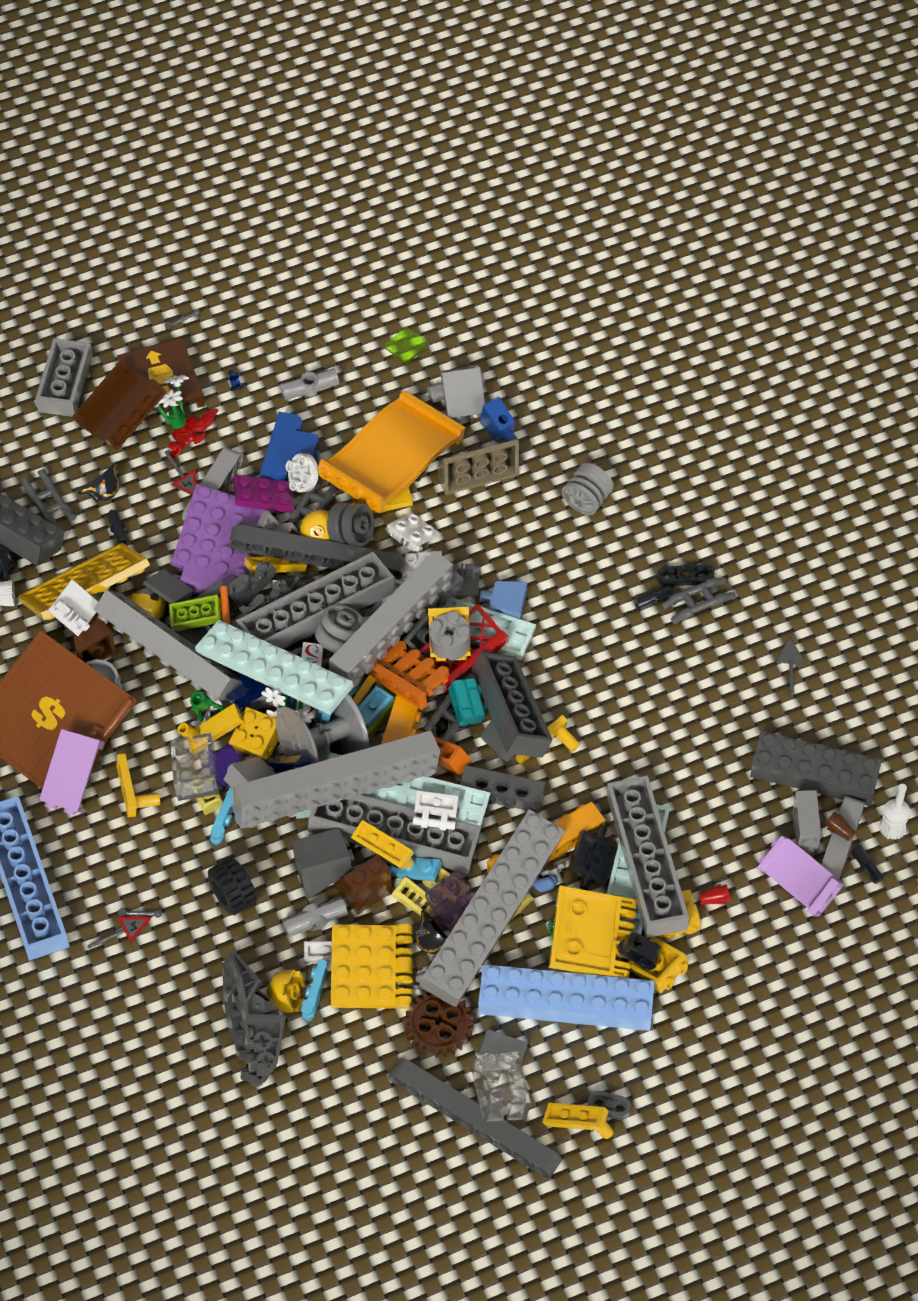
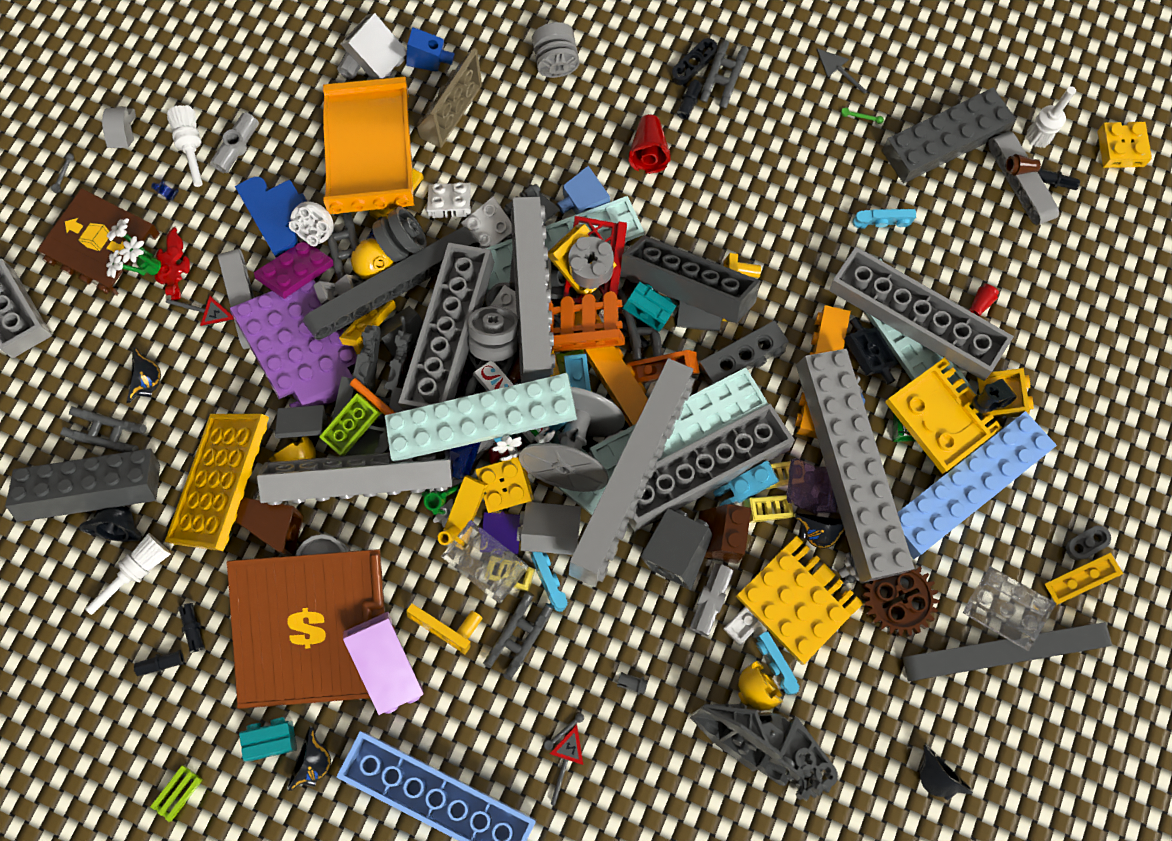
camera: 45 degrees left, 15 degrees up
(74, 608) = (242, 516): white hinge -> none
(117, 527) = (192, 403): black axle -> none
(118, 405) = (87, 293): reddish brown panel -> none
(163, 842) = (505, 641): none -> dark grey piece
(214, 926) = (632, 683): none -> dark grey pin
(232, 886) = (626, 639): black tyre -> none
(244, 314) = (117, 126): none -> light grey brick
(282, 356) = (186, 136): none -> white piece
(287, 762) = (576, 485): plate -> none
(344, 1144) = (939, 778): none -> black hat
(383, 845) = (722, 492): yellow piece -> none
(406, 345) = (280, 47): clear neon green piece -> none
(435, 804) = (723, 416): white plate -> none
(500, 1042) = (965, 571): dark grey slope -> none
(586, 603) = (649, 146): none -> red cone
(703, 784) = (884, 217): none -> medium azure hinge
(761, 696) = (845, 112): none -> bright green hinge
(800, 875) = (1031, 229): lavender panel -> none
(806, 821) = (993, 183): light grey brick -> none

